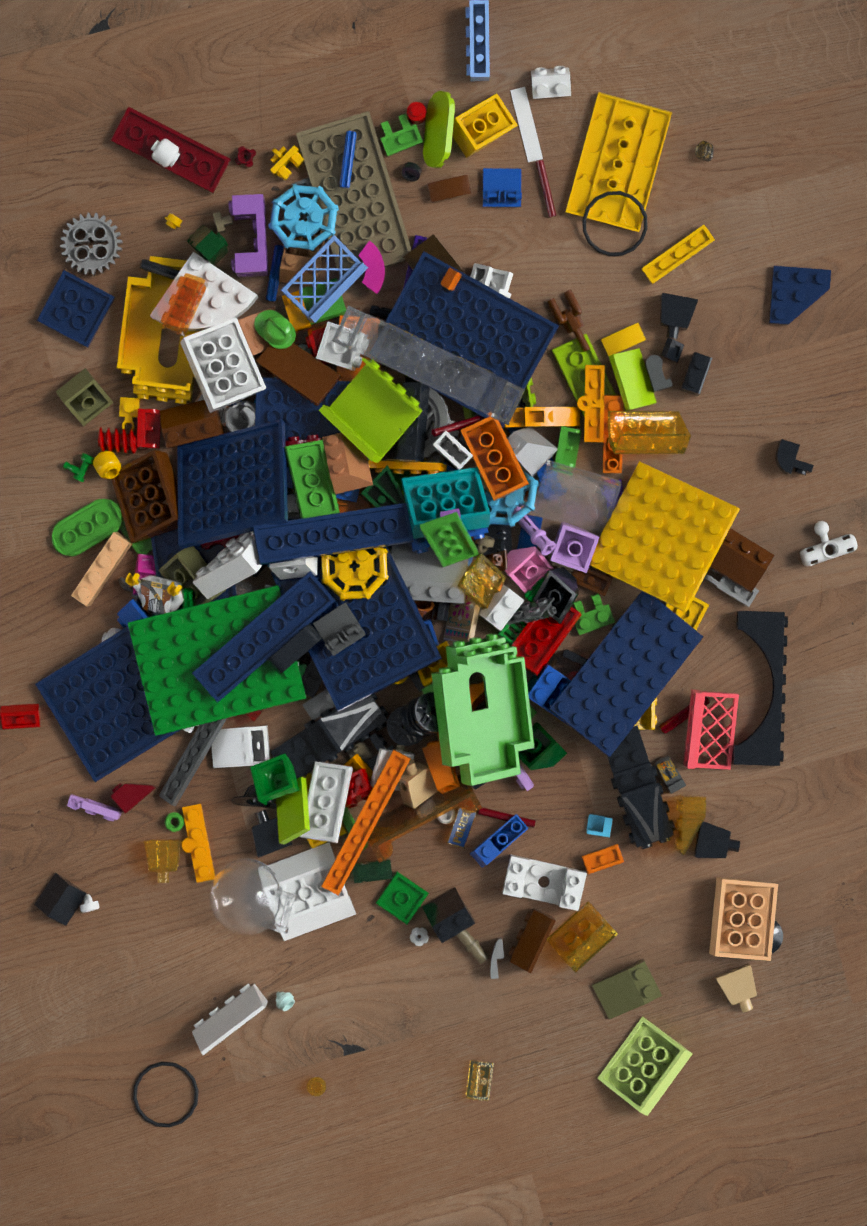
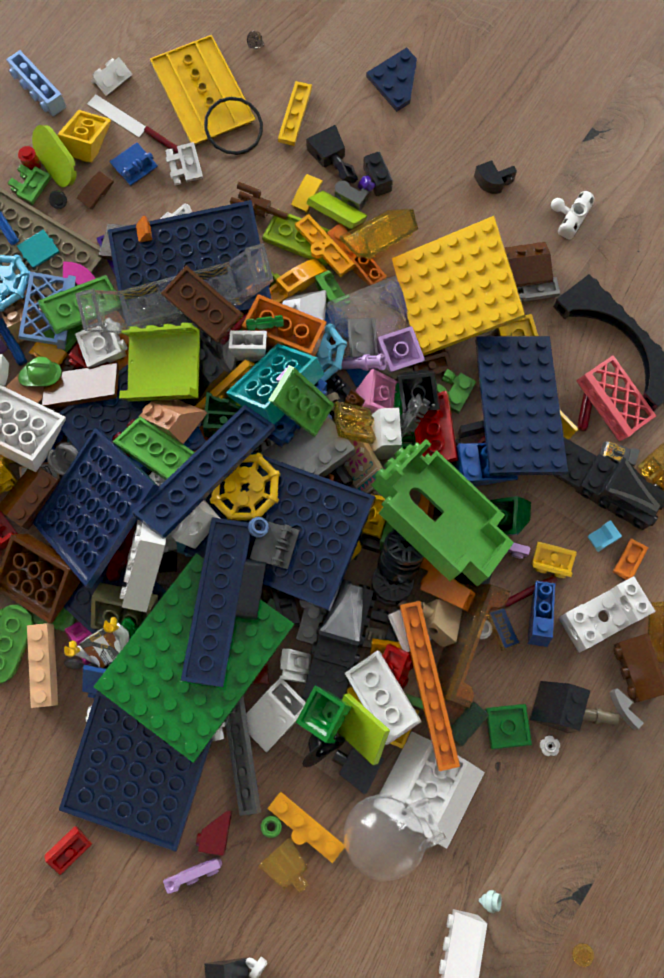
camera: 40 degrees left, 15 degrees down
(284, 725) = (295, 665): none -> white plate
(336, 293) = (62, 307): none -> bright green tile
(343, 609) = (263, 524): none -> medium blue plate
(359, 208) = (38, 249): none -> teal piece
(441, 391) = (202, 304): none -> reddish brown tile
(479, 445) = (264, 322): none -> green axle
(544, 810) = (553, 559): none -> yellow bracket
(548, 228) = (189, 160): none -> white plate
(552, 513) = (362, 337): none -> light grey plate
(678, 374) = (366, 183): none -> dark purple arm

